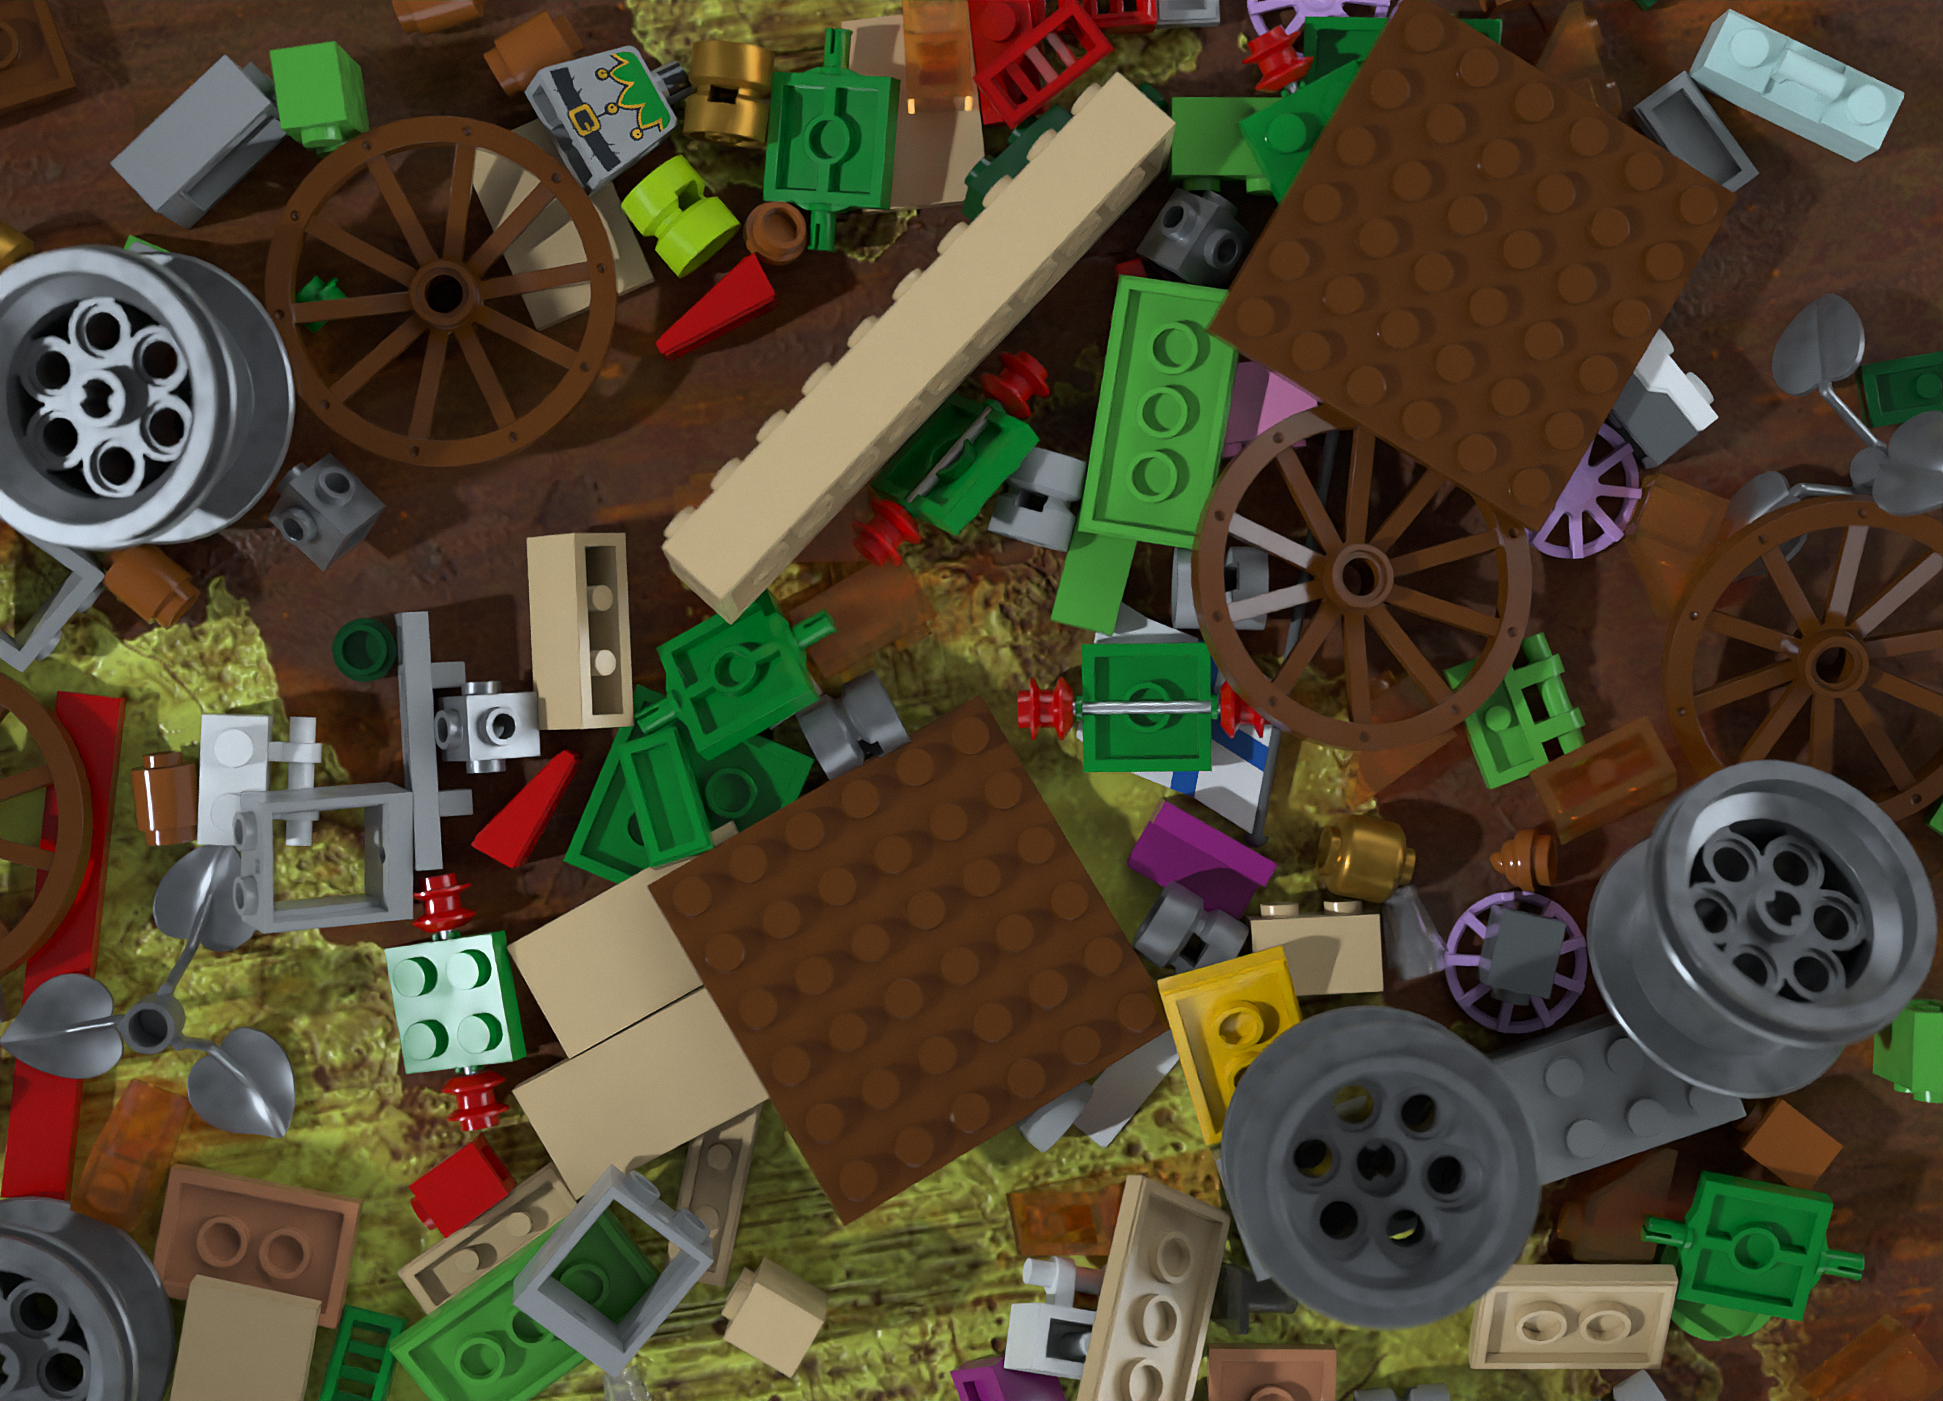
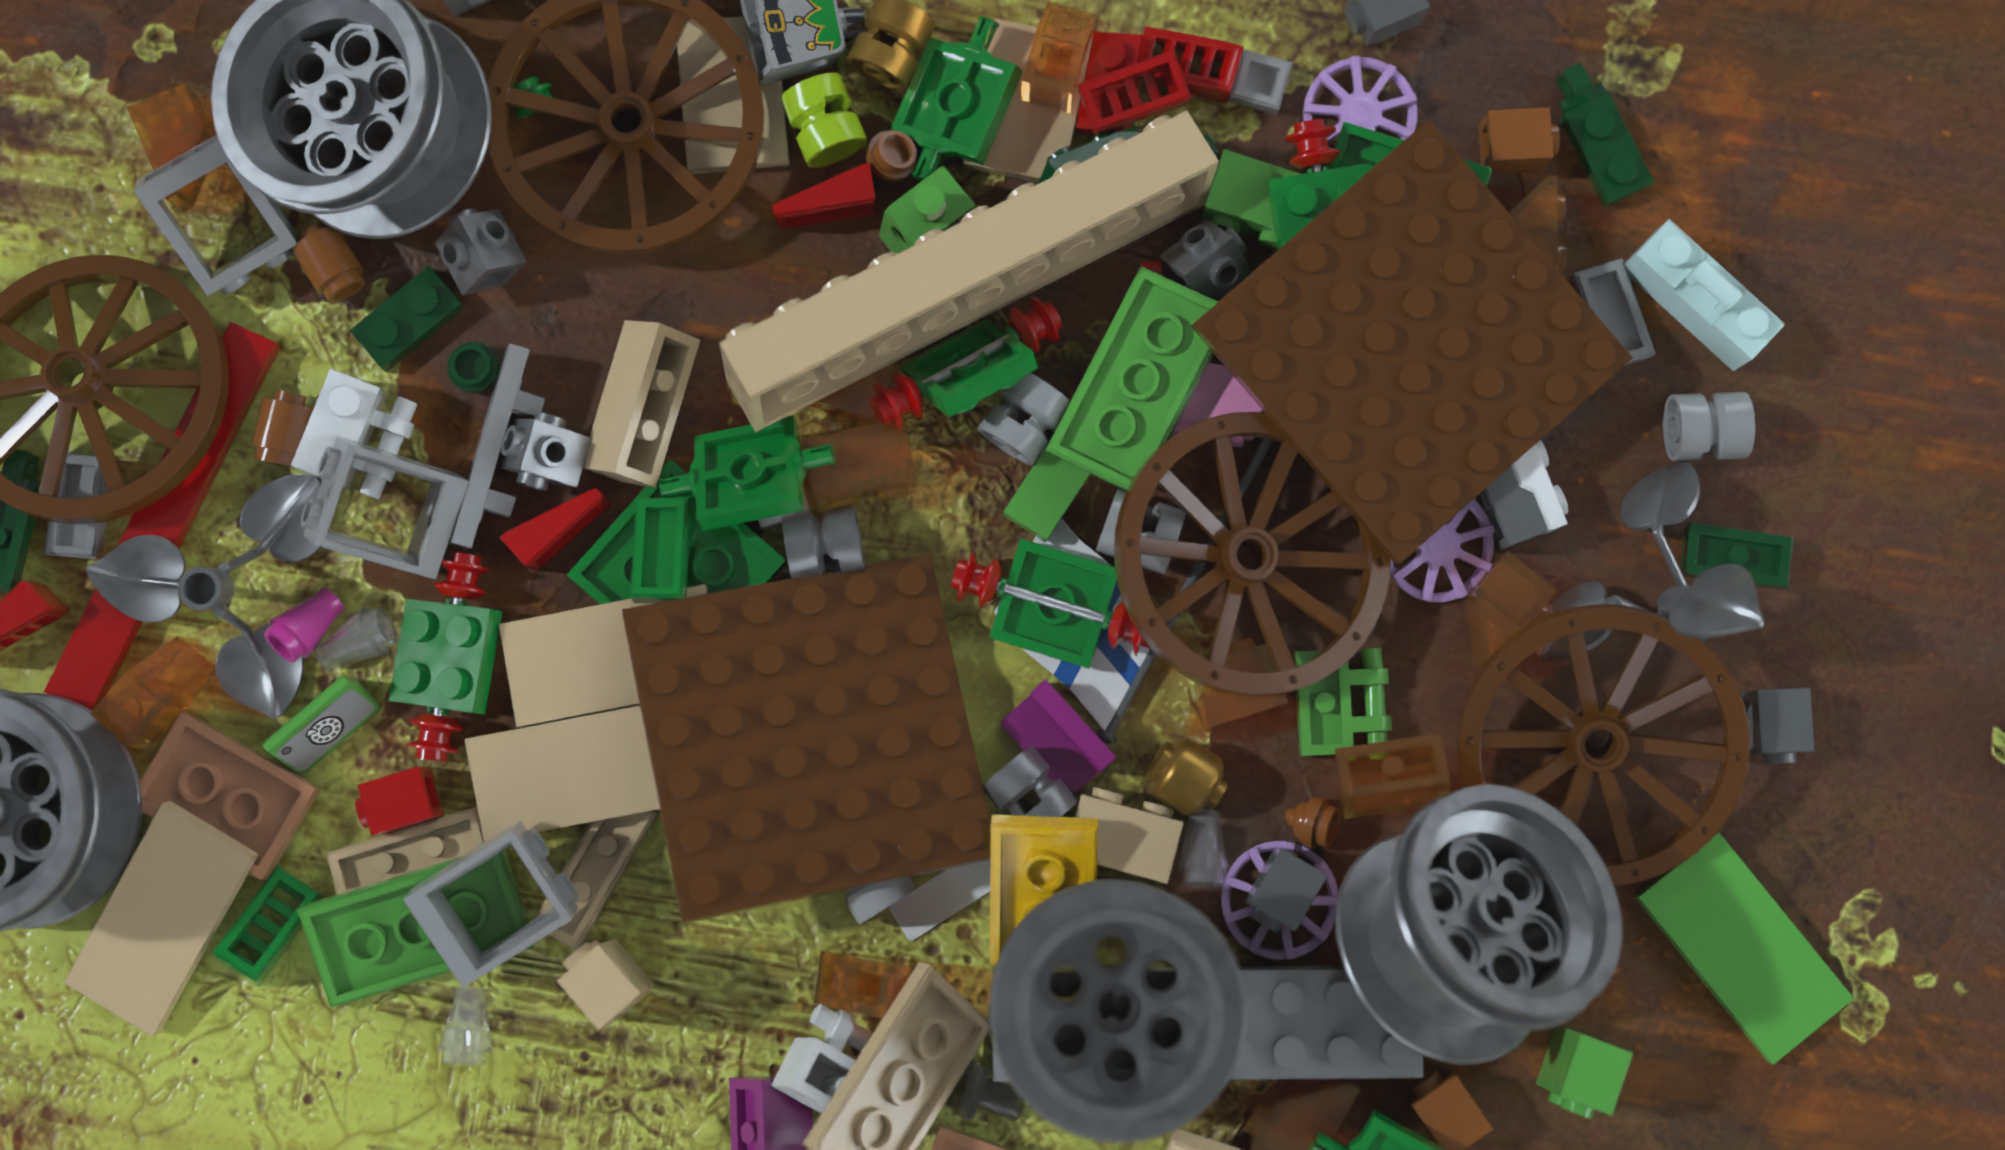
camera: 20 degrees right, 5 degrees down
(265, 617) = (407, 319): none -> dark green plate
(276, 1021) = (302, 626): none -> dark pink cone
(340, 1127) = (322, 725): none -> slope
(347, 1013) = (358, 639): none -> clear cone
(845, 292) = (930, 205): none -> bright green torso
(1859, 239) = (1715, 426): none -> light grey wheel

